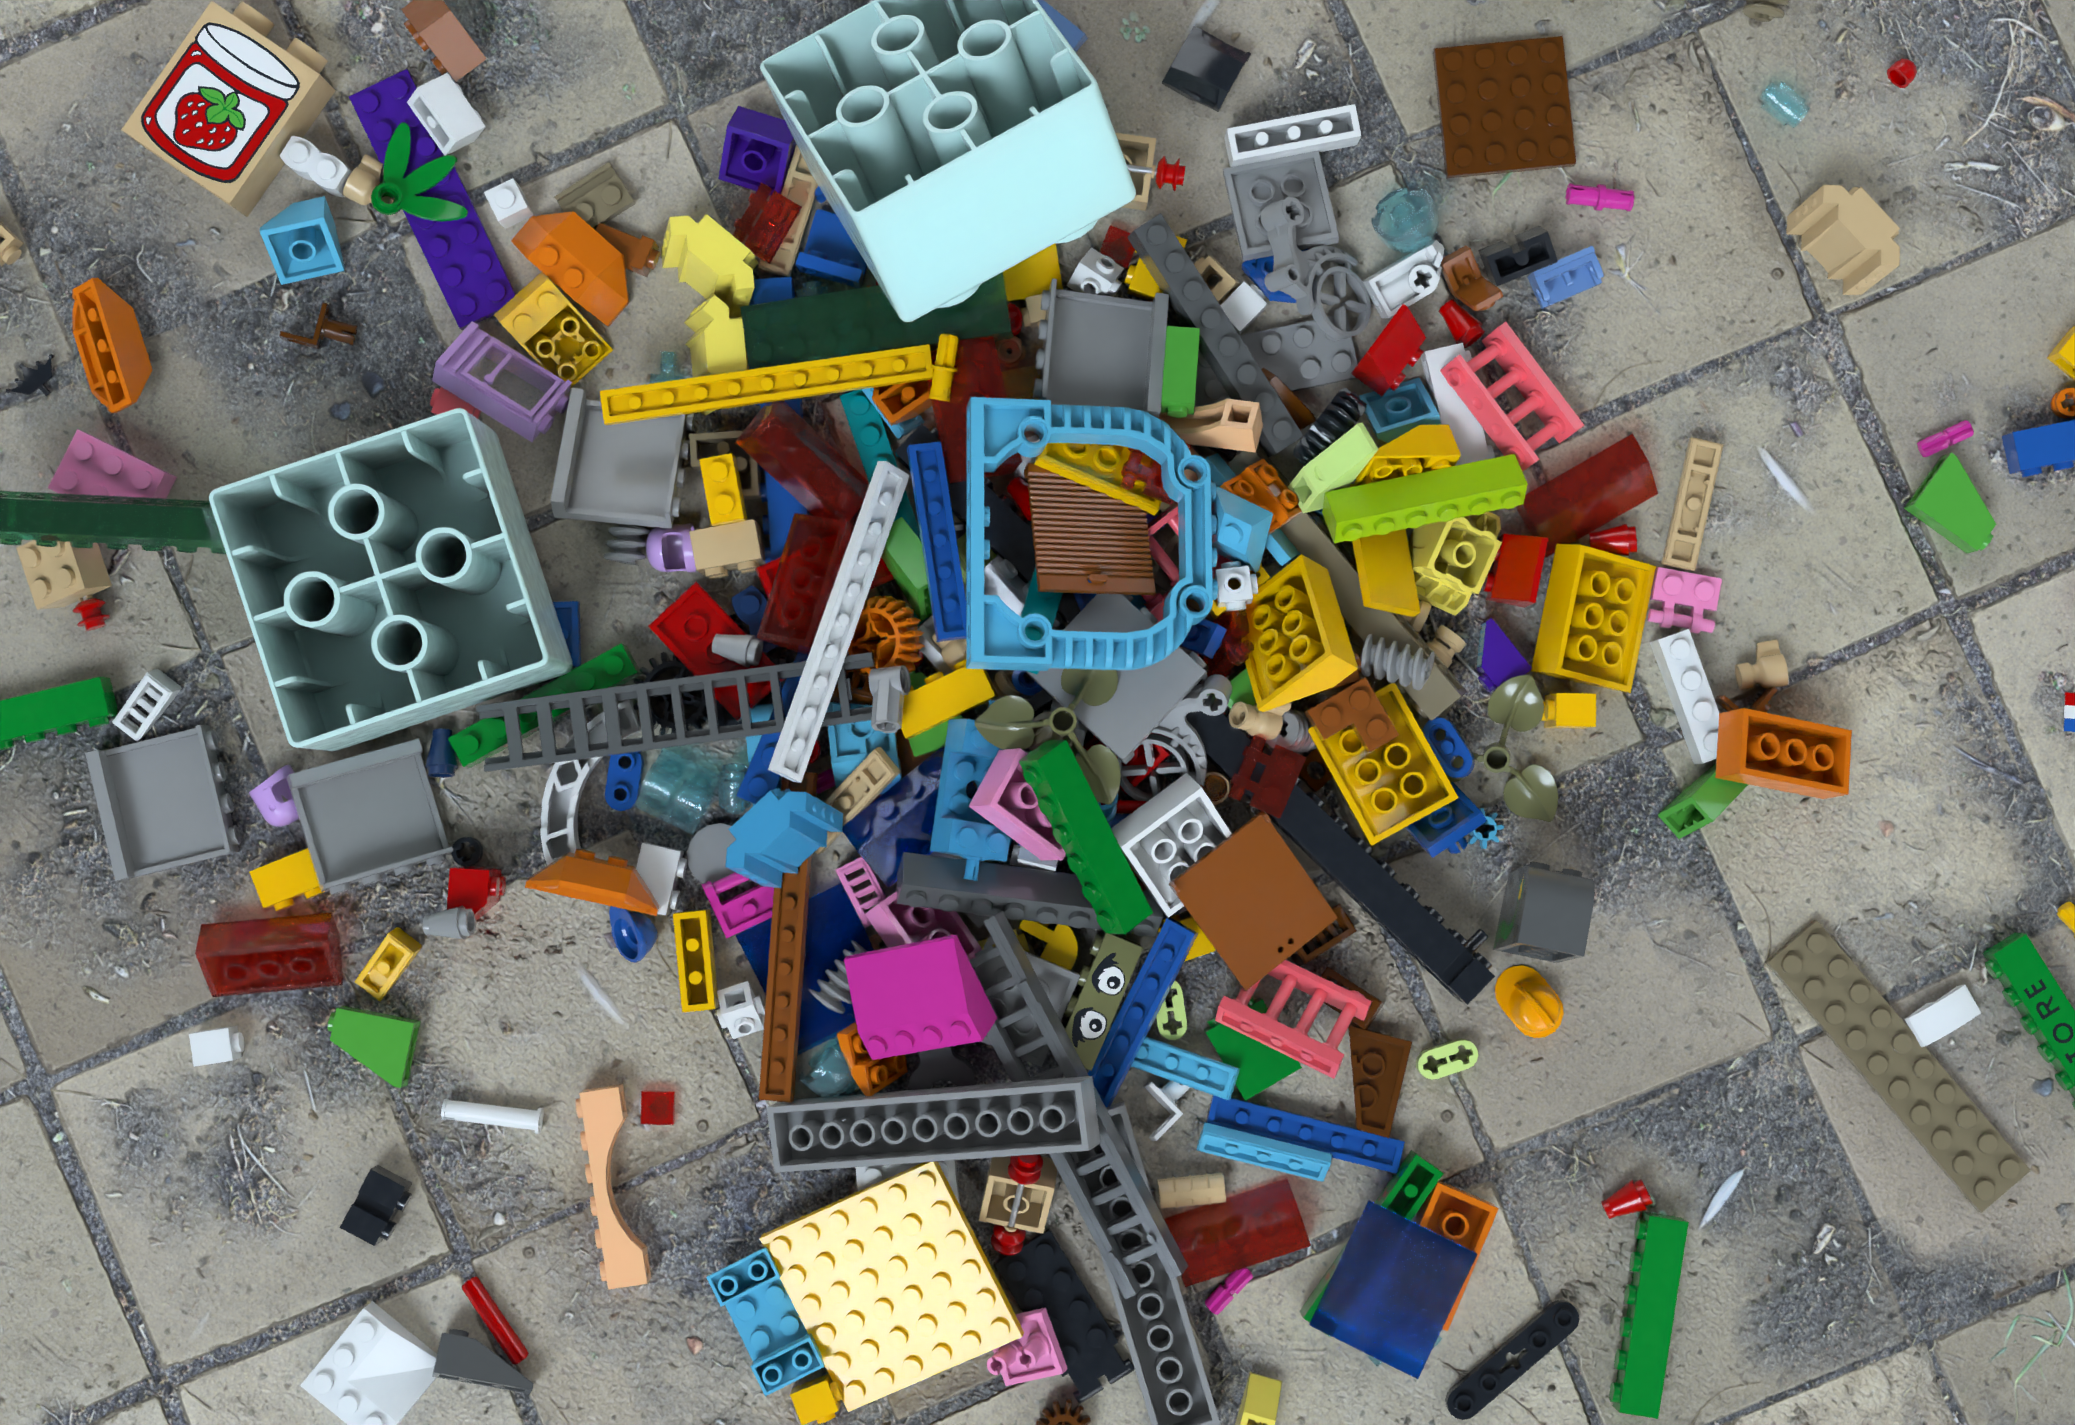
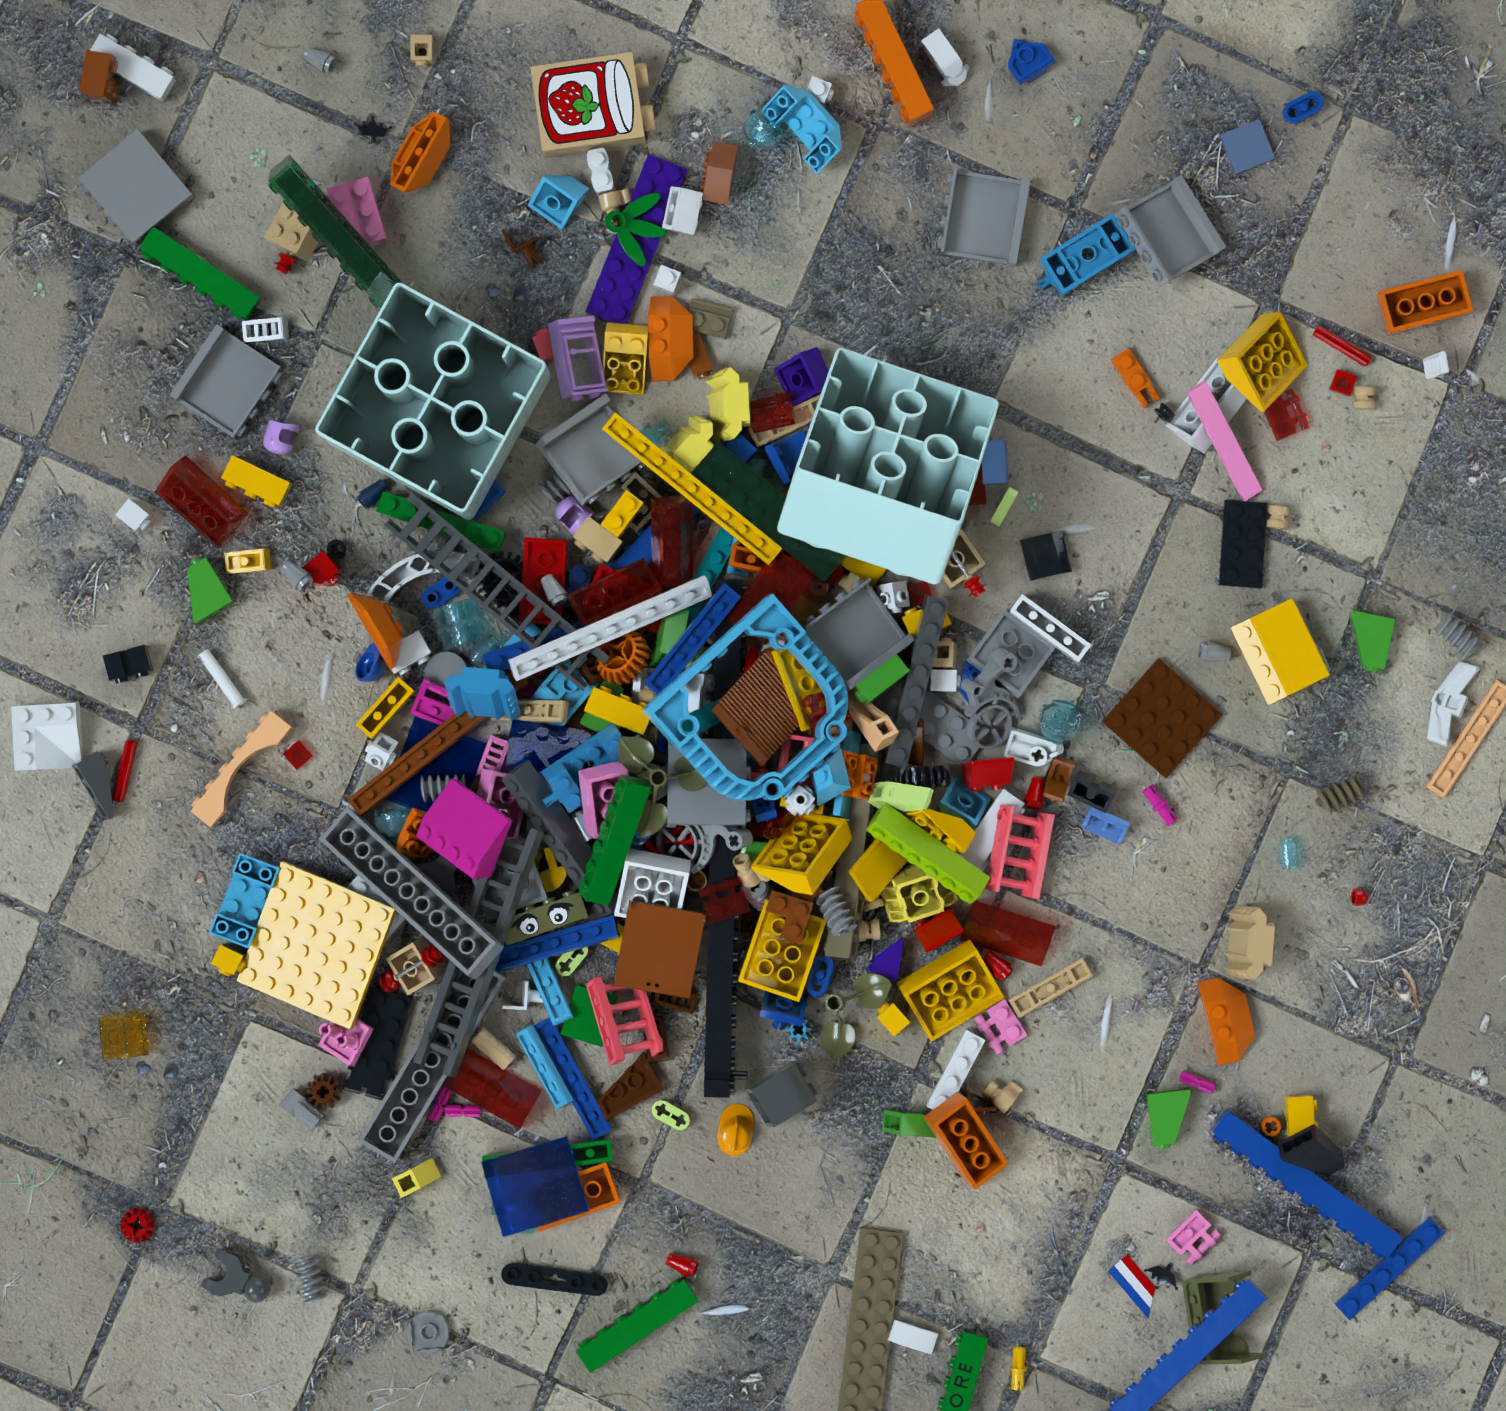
camera: 60 degrees right, 0 degrees up
(369, 816) = (310, 488): light grey panel -> none
(888, 690) = (599, 680): light grey piece -> none
(944, 367) = (777, 566): yellow axle -> none
(1109, 64) = (1004, 506): none -> yellowish green beam
(1198, 1312) = (437, 1108): none -> dark pink piece
(1905, 342) = (1226, 1019): none -> orange wedge

